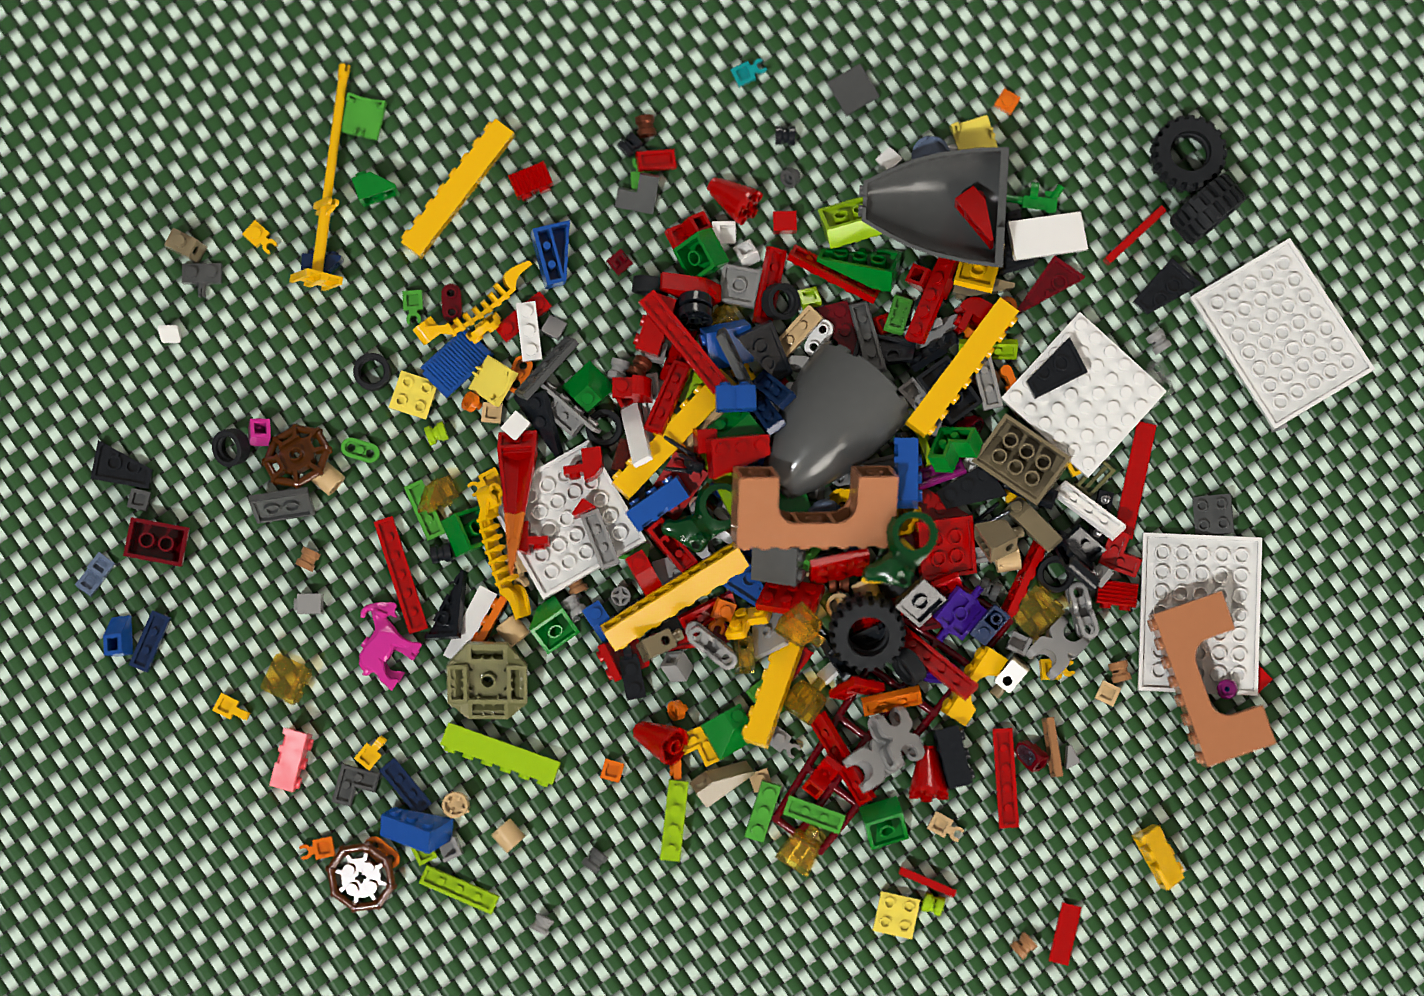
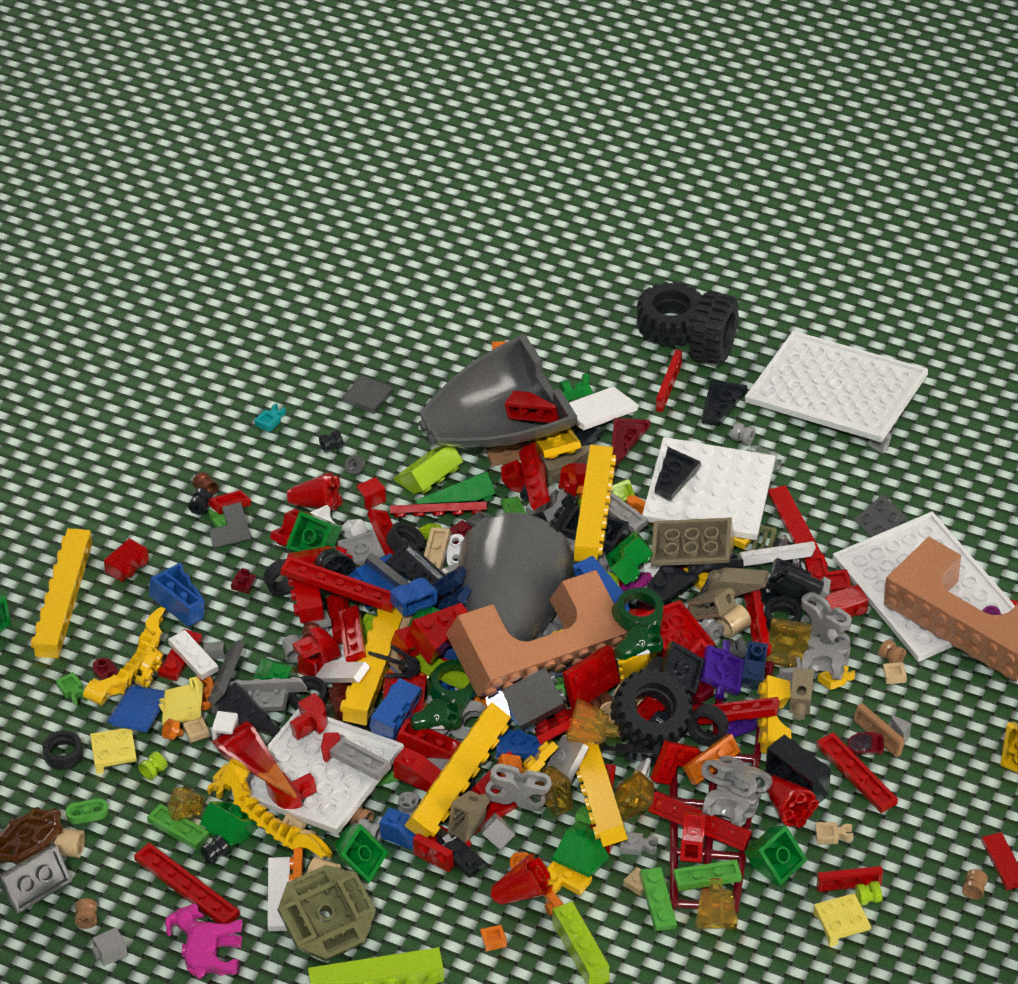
camera: 30 degrees left, 40 degrees down
(450, 615) = (254, 892): black wing -> none
(718, 782) = (596, 900): dark tan slope -> none

